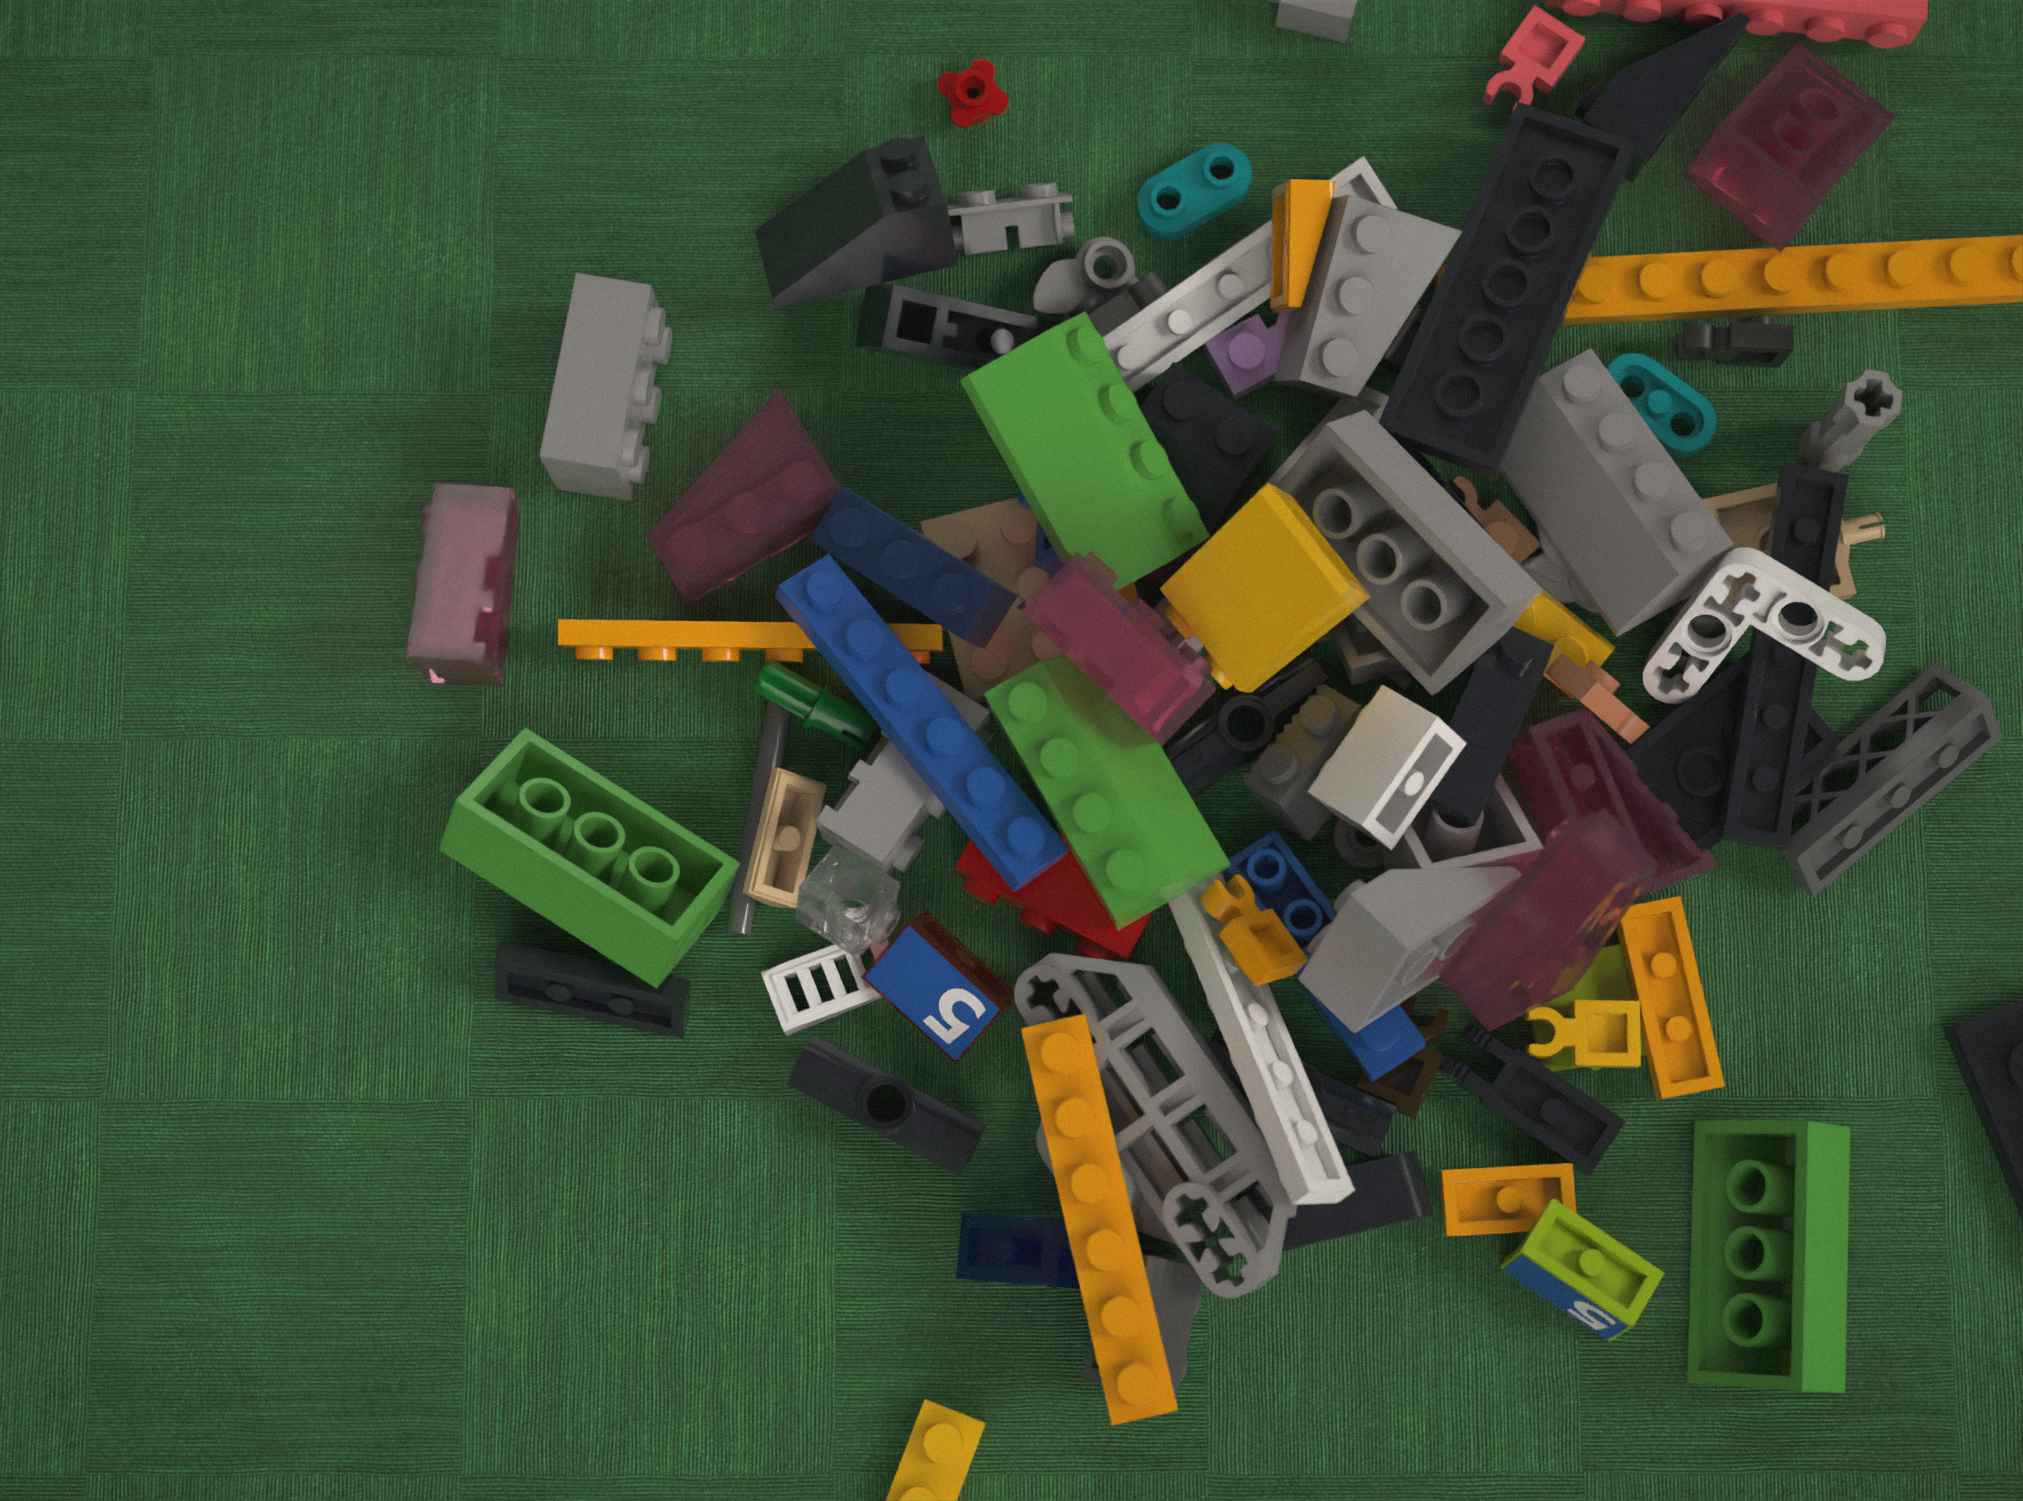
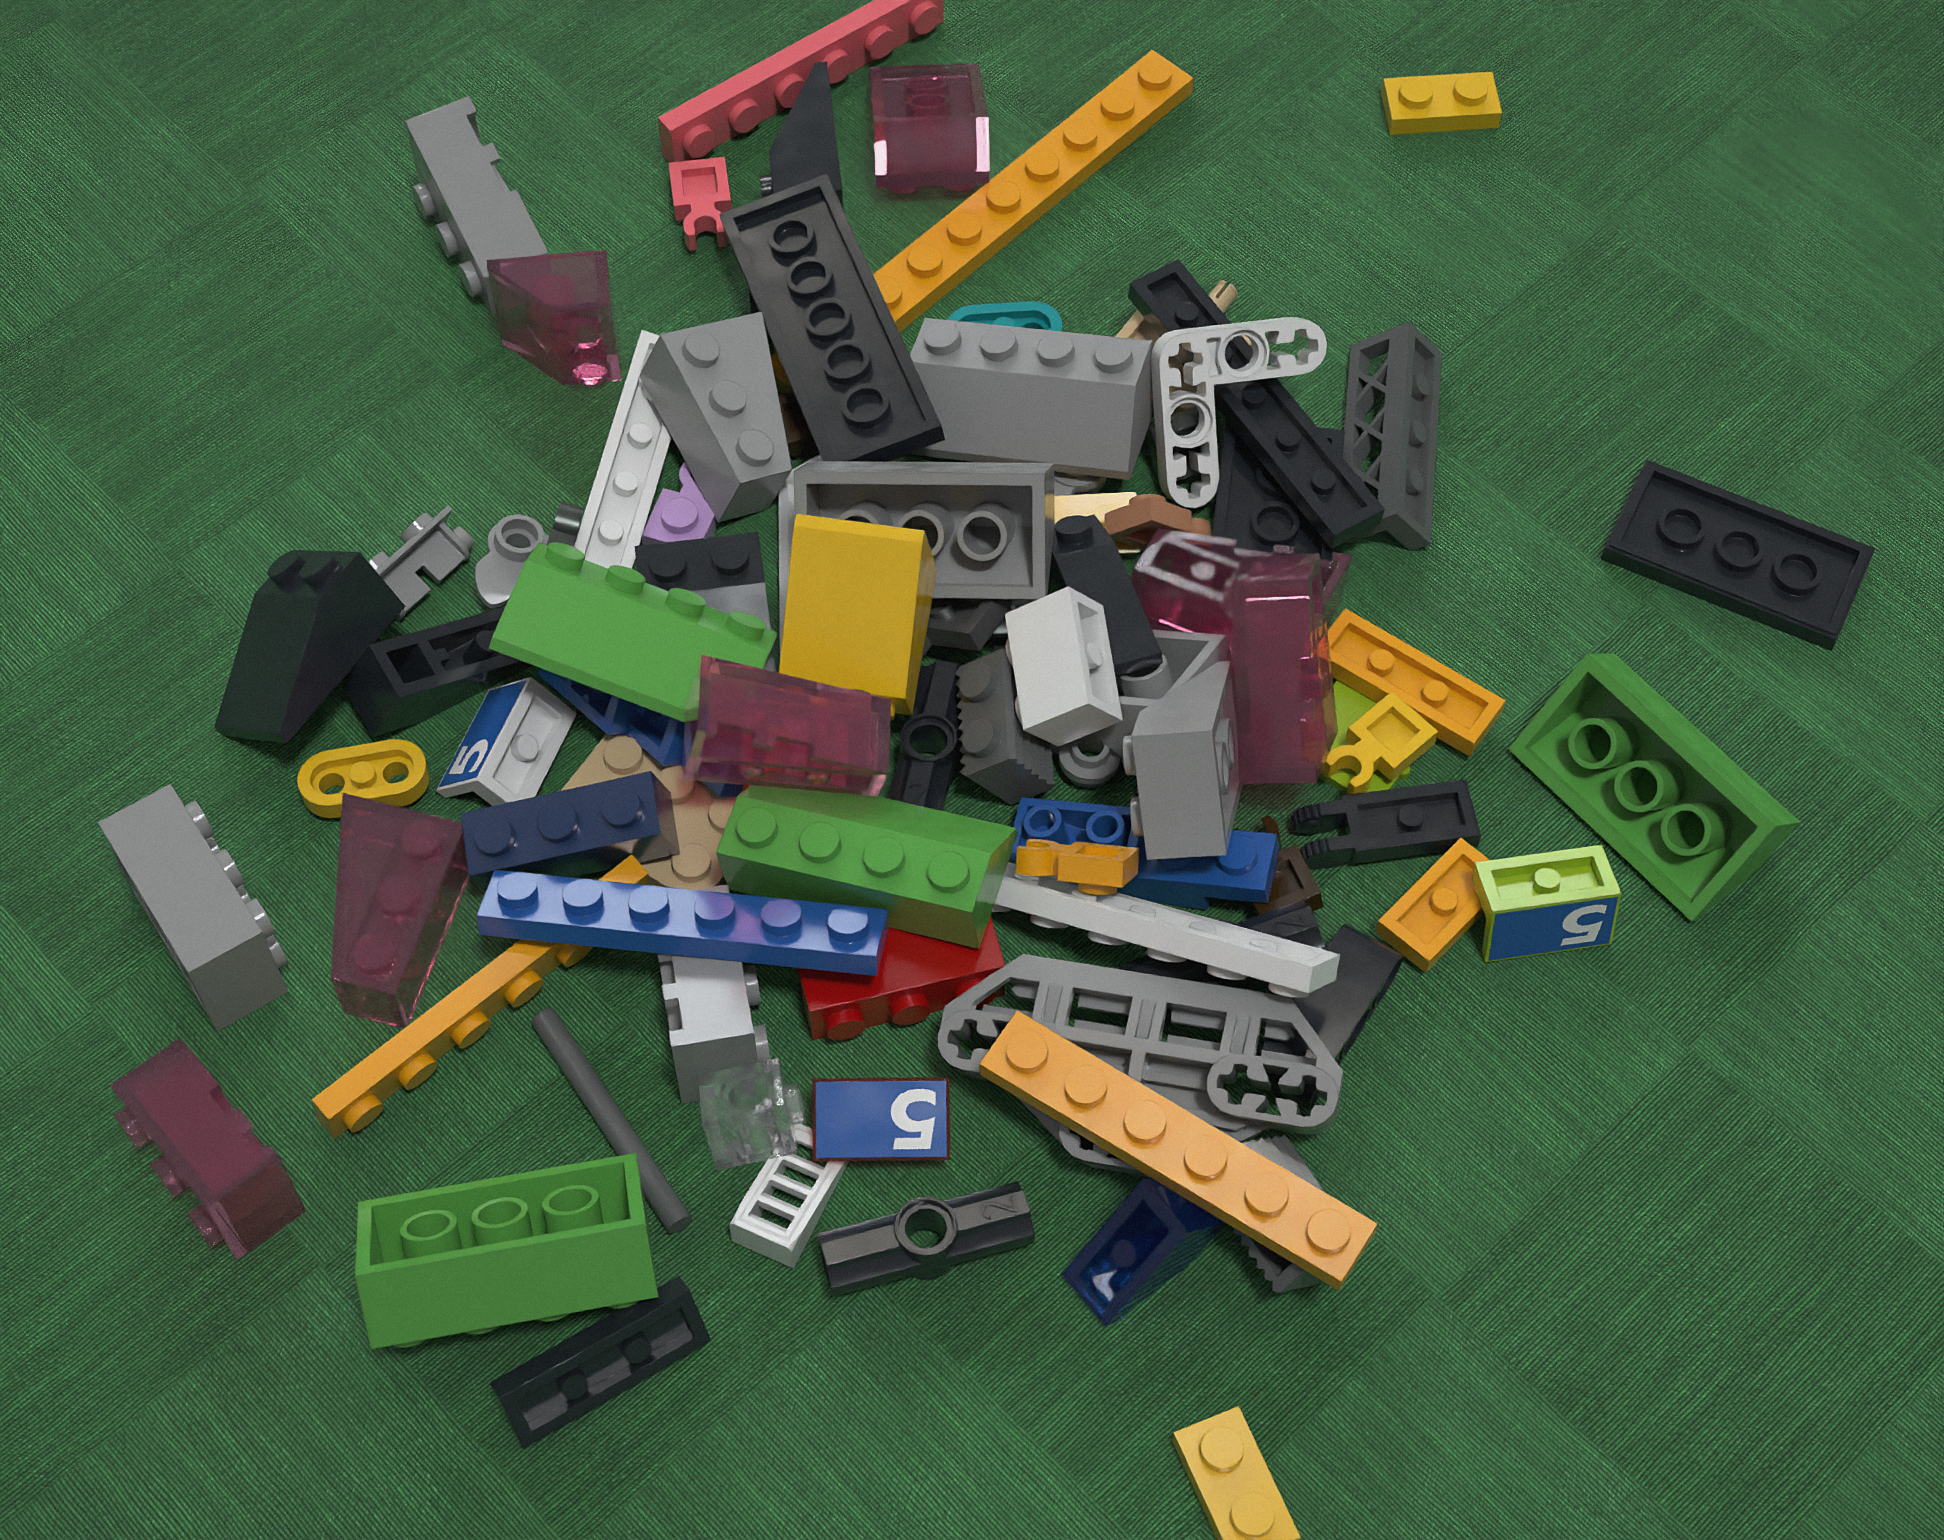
camera: 45 degrees left, 20 degrees down
(784, 838) = (656, 1113): tan slope -> none
(815, 704) = (583, 1001): green axle -> none
(821, 378) = (365, 774): none -> yellow plate
(935, 447) = (509, 744): none -> white panel
(973, 111) = (307, 523): red plate -> none
(1197, 191) = (538, 446): teal plate -> none
(1297, 228) = (645, 405): light orange slope -> none
(1312, 93) = (559, 314): none -> clear pink slope
(1748, 342) = (1024, 253): pearl dark grey plate -> none
(1851, 421) = (1148, 208): light grey axle -> none

